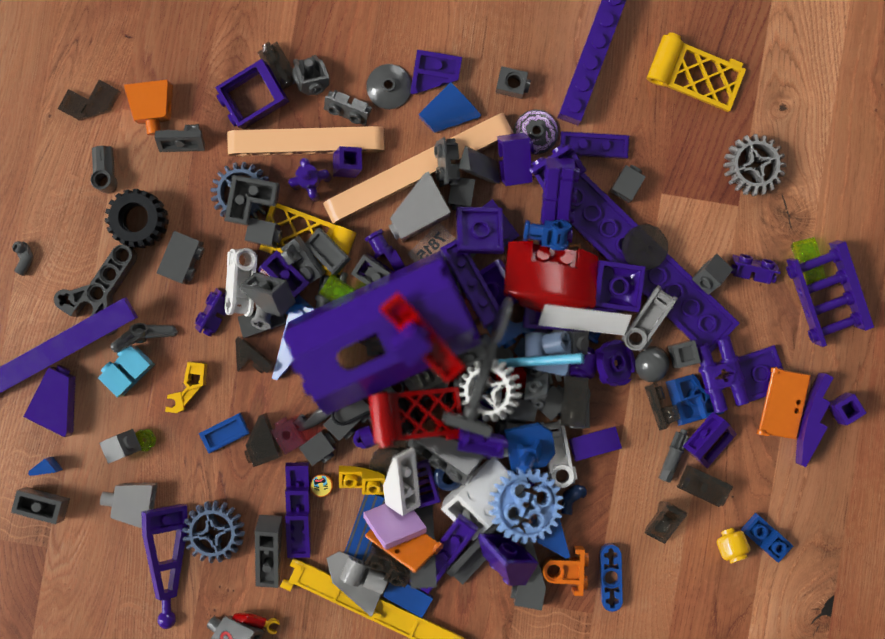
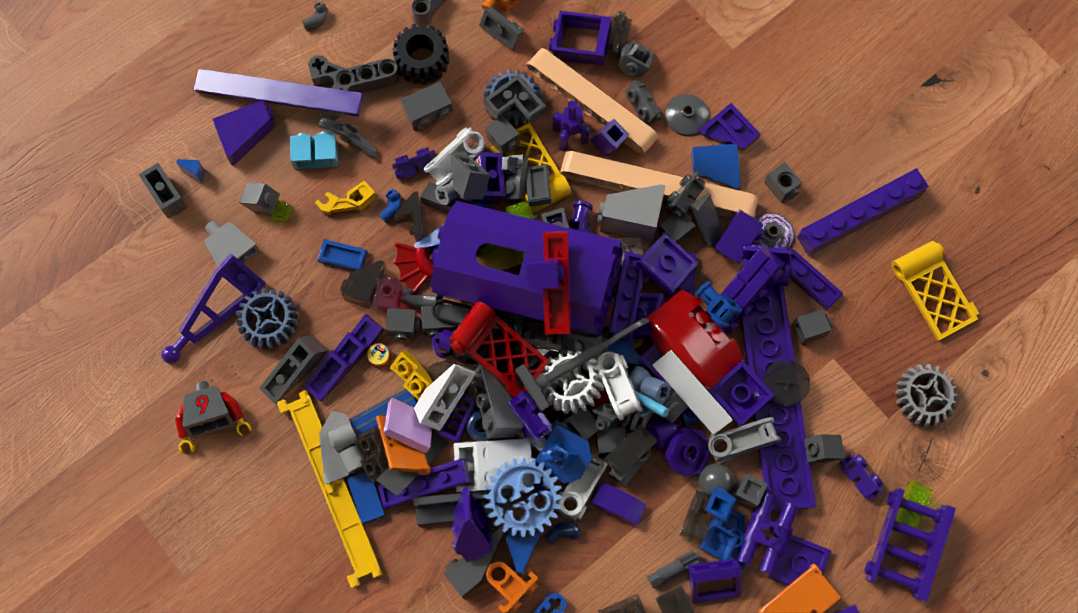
camera: 40 degrees right, 15 degrees down
(227, 359) = (394, 205): none -> blue arm
(286, 395) = (413, 265): none -> red arm
(528, 365) = (618, 384): none -> white piece
(672, 383) = (721, 504): none -> blue slope

